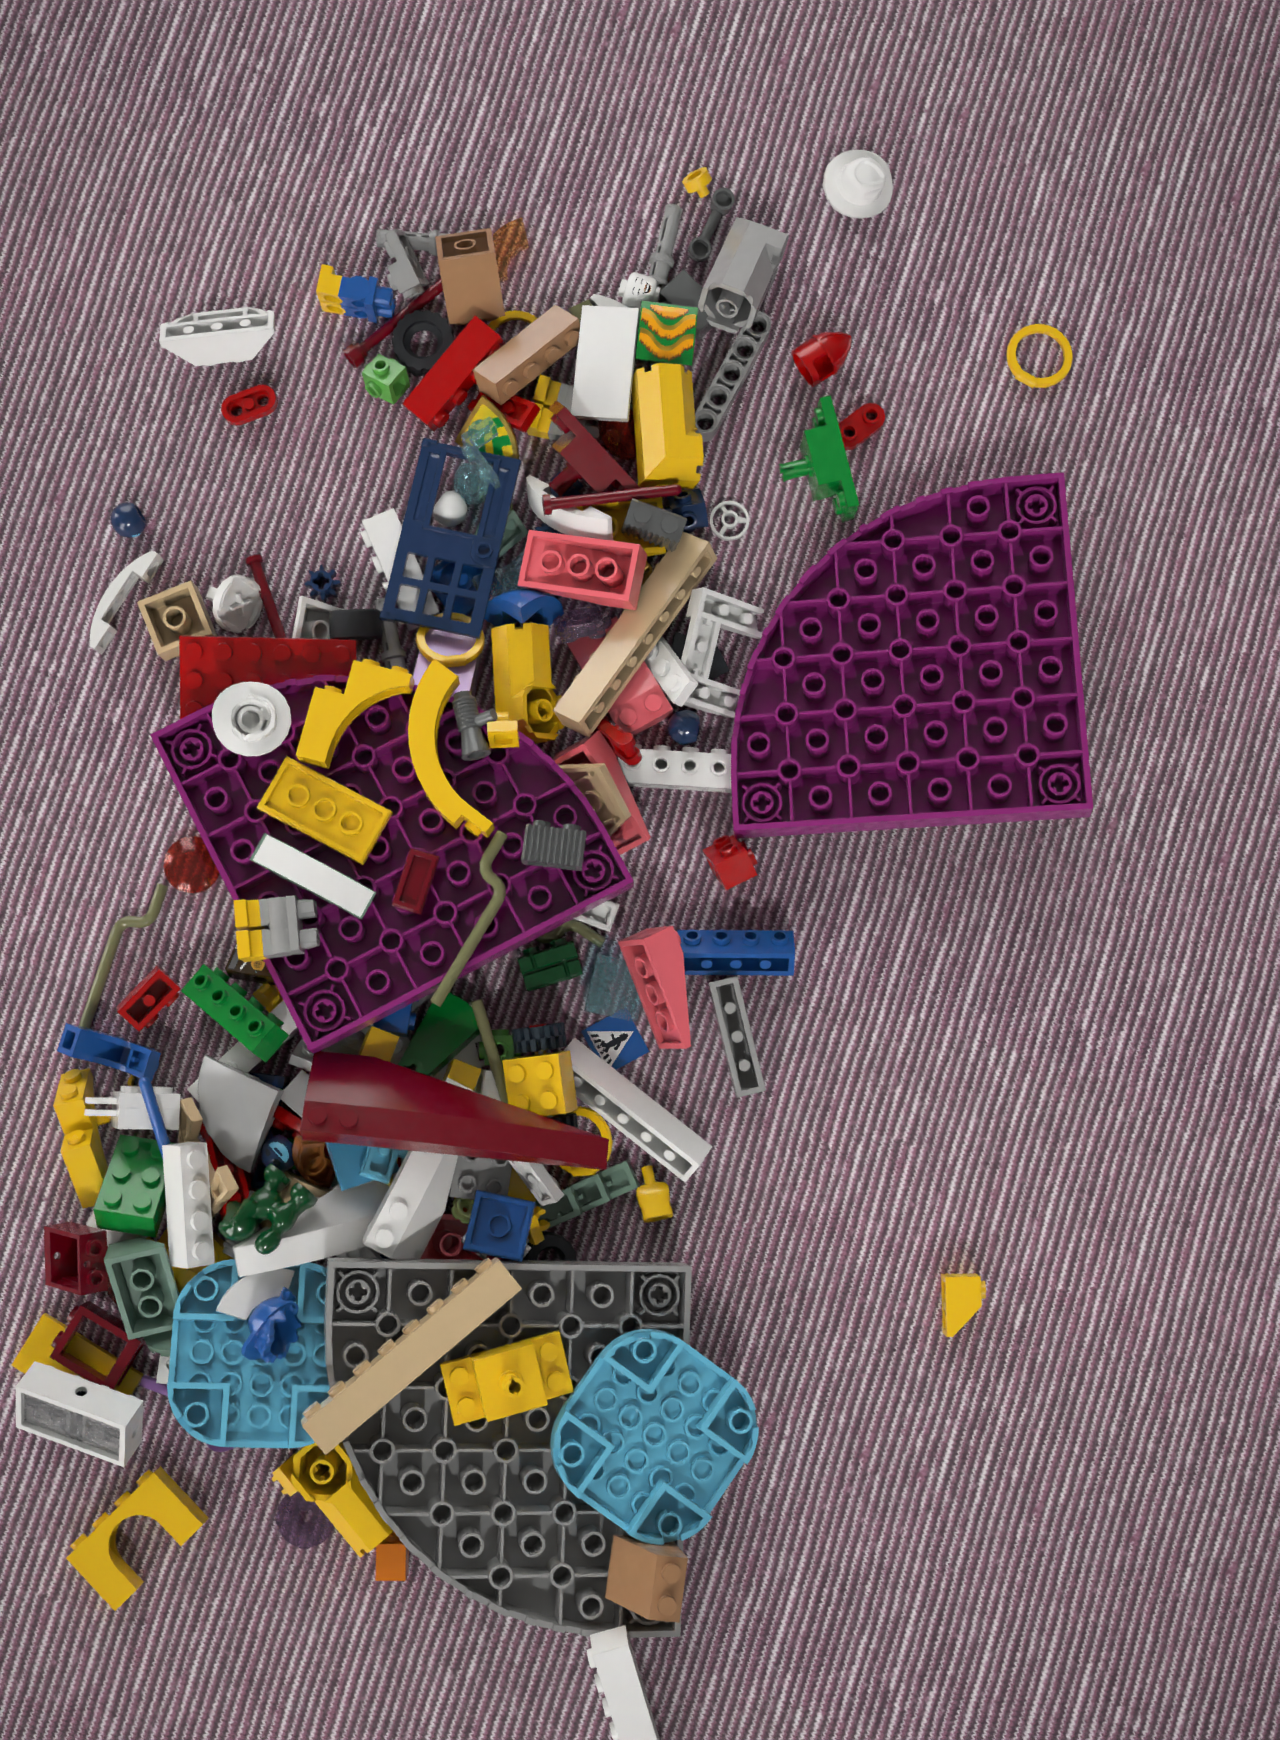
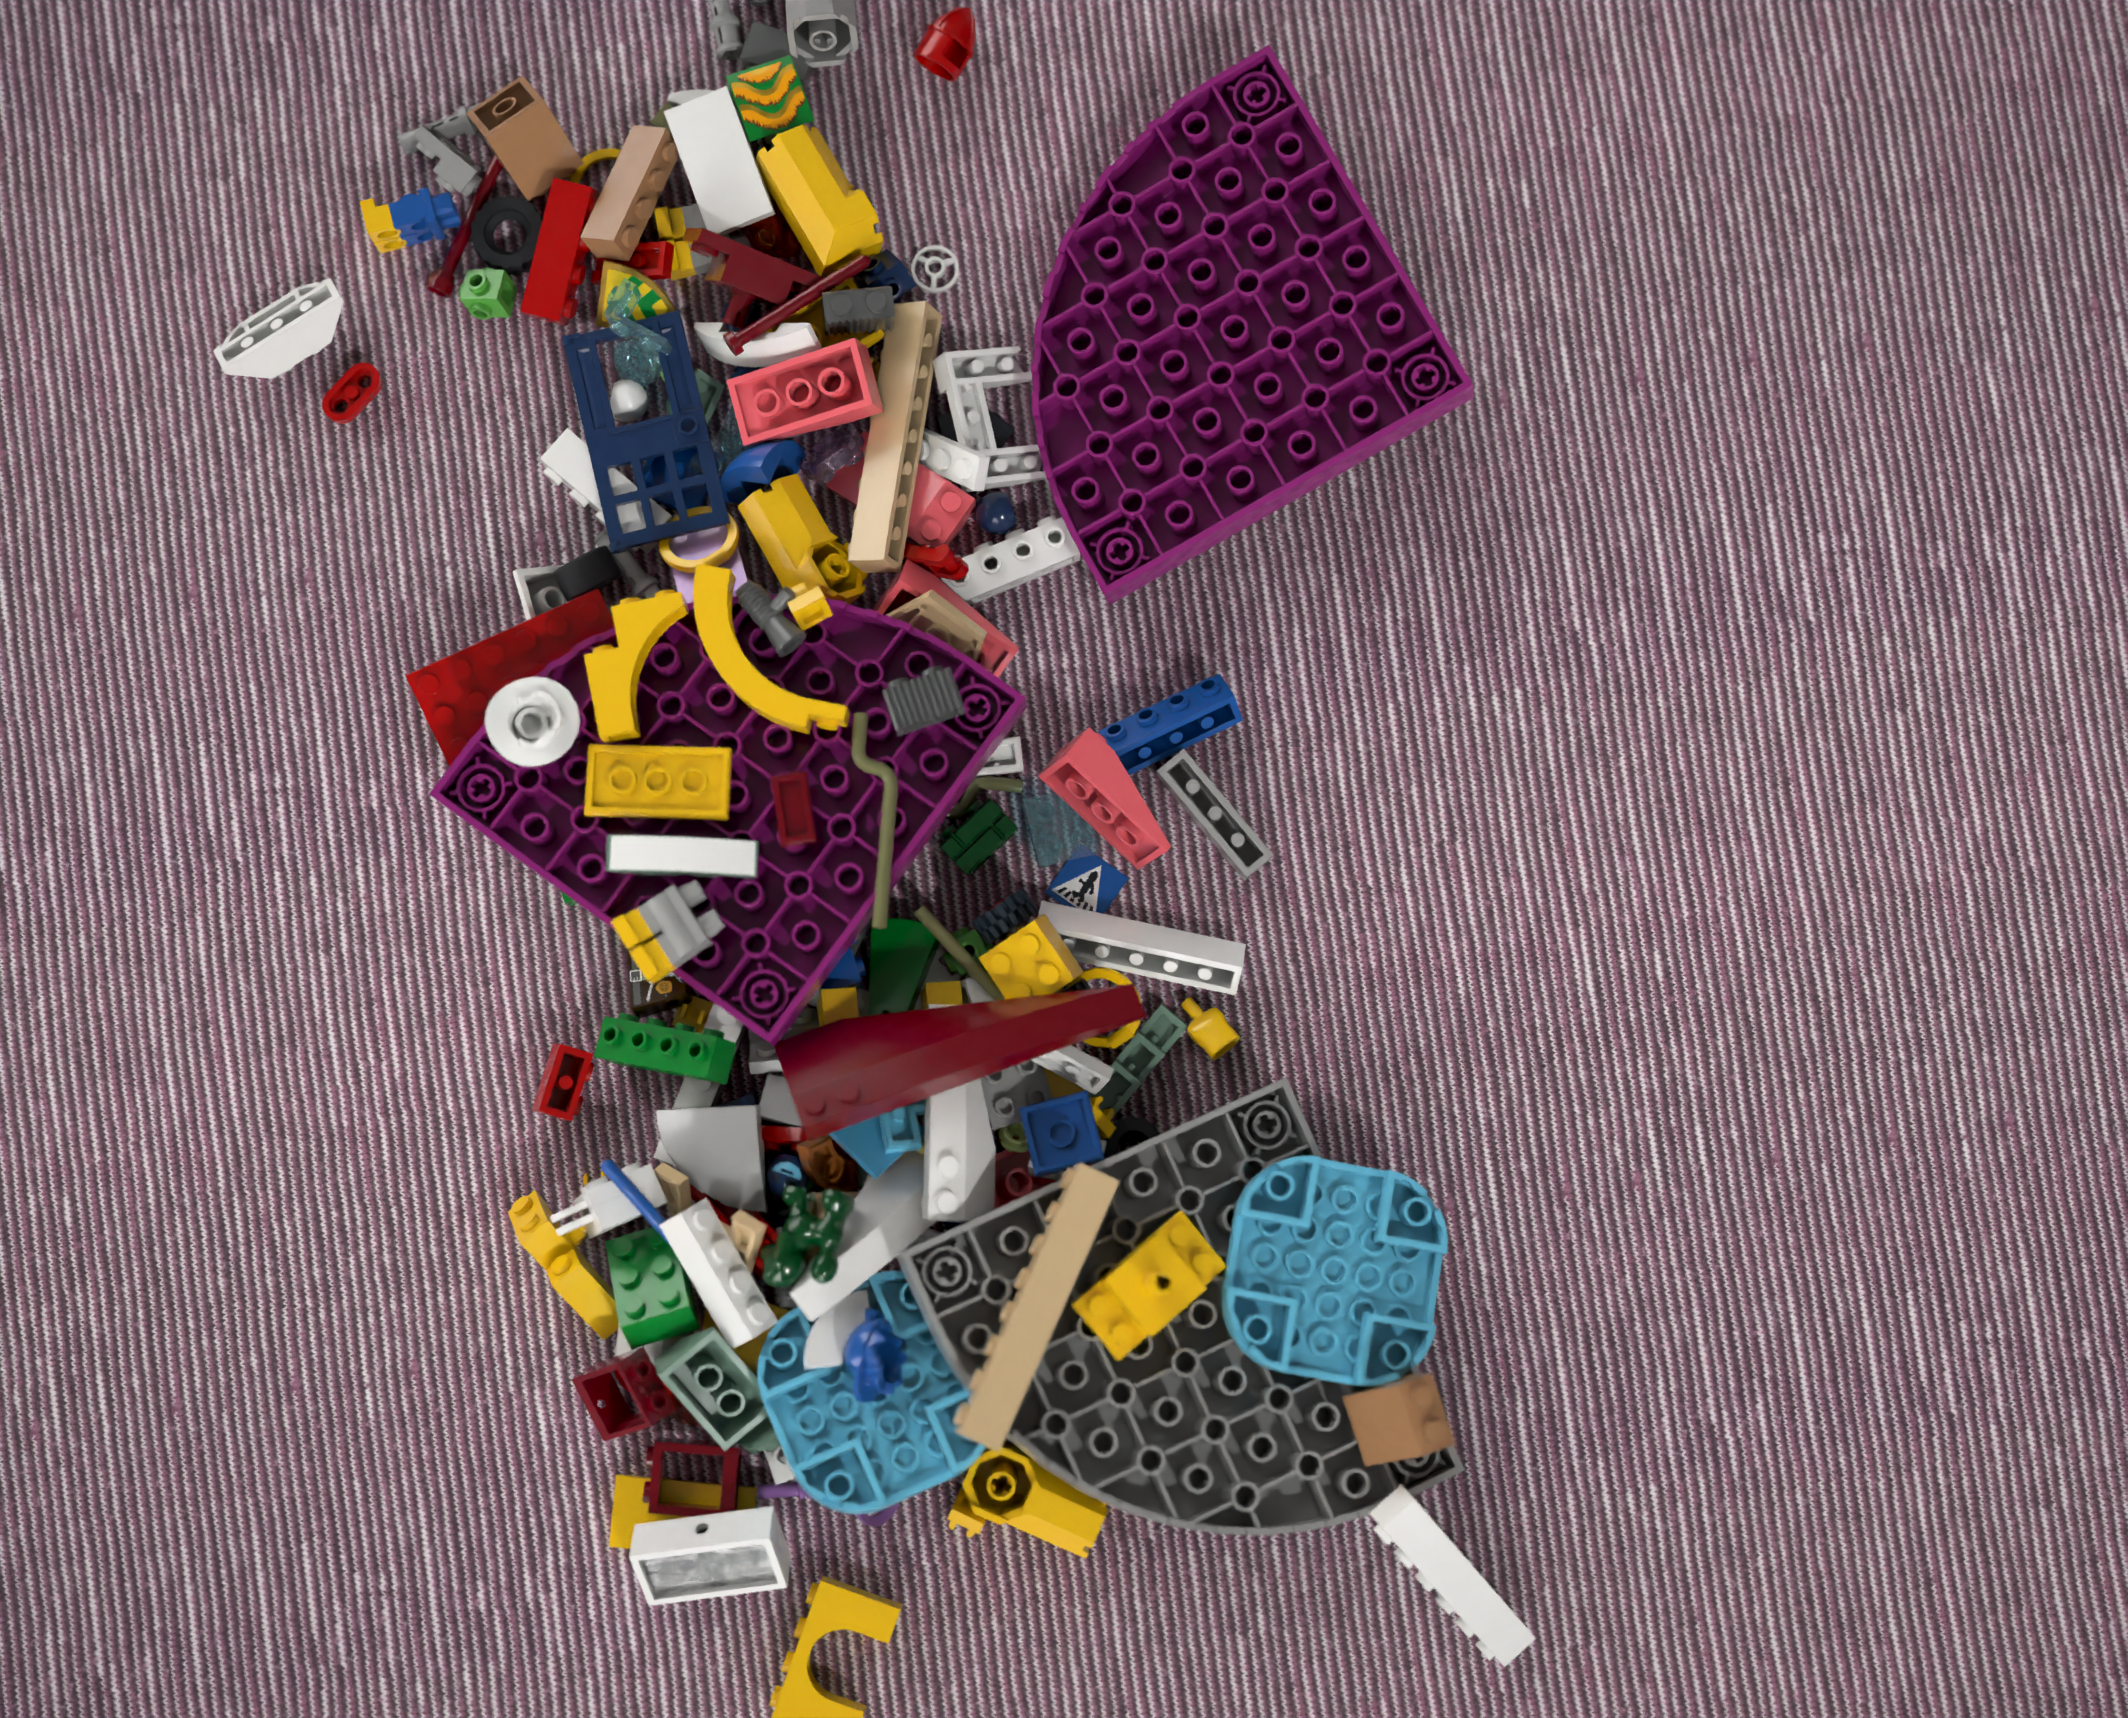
camera: 25 degrees left, 0 degrees up
(109, 1051) = (548, 1159): blue arch -> none
(111, 948) = (495, 1058): olive piece -> none
(128, 520) = (282, 581): dark blue piece -> none
(143, 568) = (323, 626): white slope -> none
(175, 614) = (384, 659): tan brick -> none
(190, 865) = (537, 918): clear red dish -> none
(236, 603) = (445, 613): white tile -> none
(254, 563) = (443, 561): dark red bar -> none
(294, 1530) = (1000, 1570): clear purple plate -> none
(329, 588) = (538, 547): dark blue gear -> none
(392, 1560) = (1119, 1545): orange brick -> none
(508, 242) = (548, 79): clear orange tile -> none
(638, 289) = (714, 65): white head -> none
(730, 861) = (1116, 631): red brick -> none
(736, 364) = (857, 97): light grey beam -> none
(825, 462) = (1008, 156): green brick -> none
(861, 425) = (1026, 99): red plate -> none
(960, 1300) = (1587, 977): yellow slope -> none

